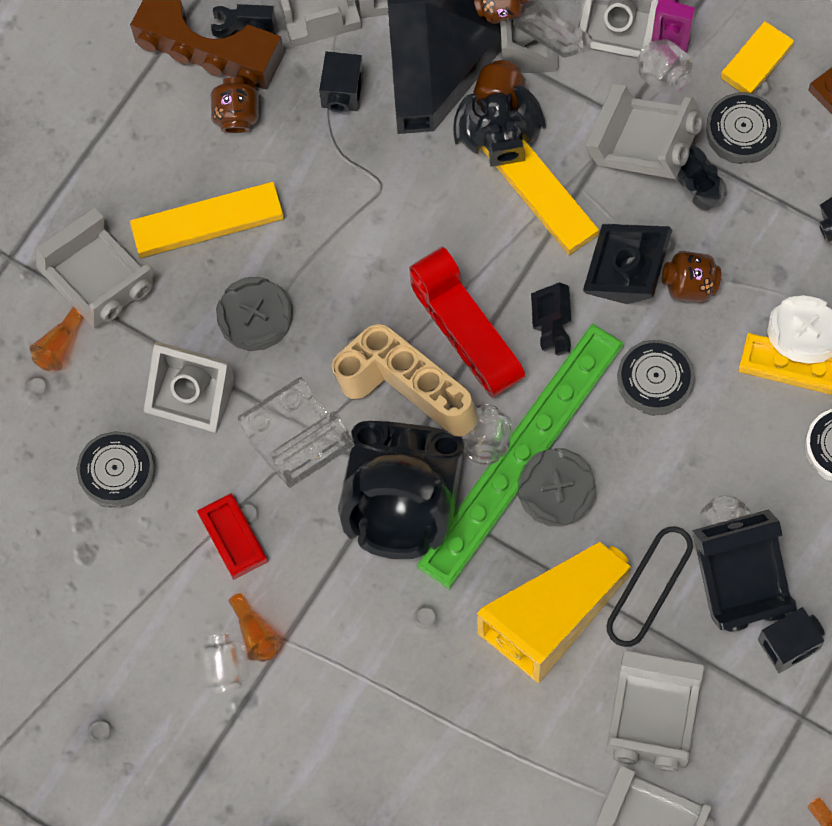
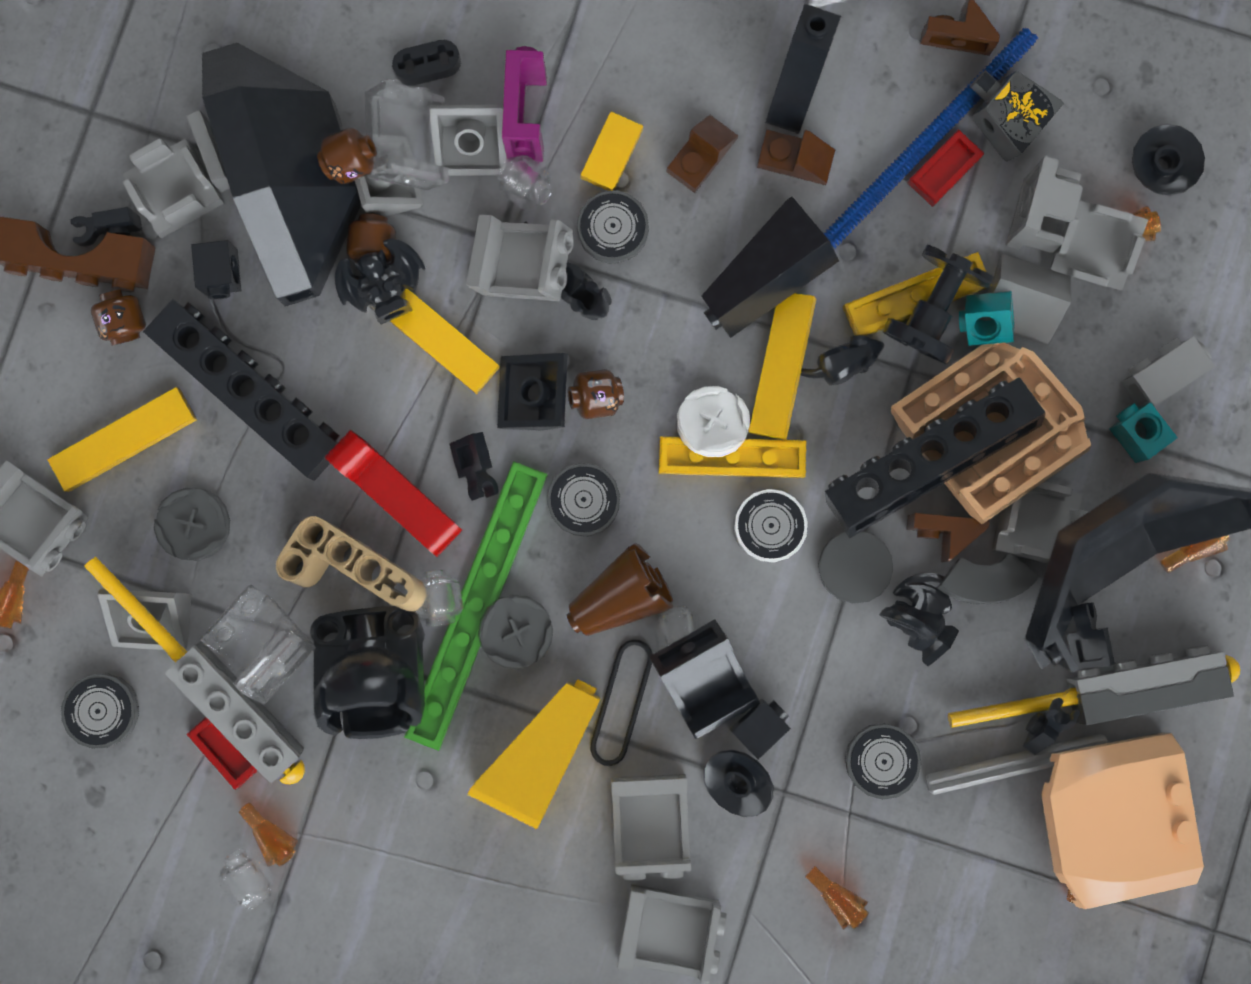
camera: 20 degrees left, 15 degrees up
(242, 468) = (212, 691): none -> light grey piece
(280, 131) = (171, 332): none -> black brick
(673, 471) = (621, 594): none -> reddish brown cone
(742, 689) = (738, 783): none -> black dish

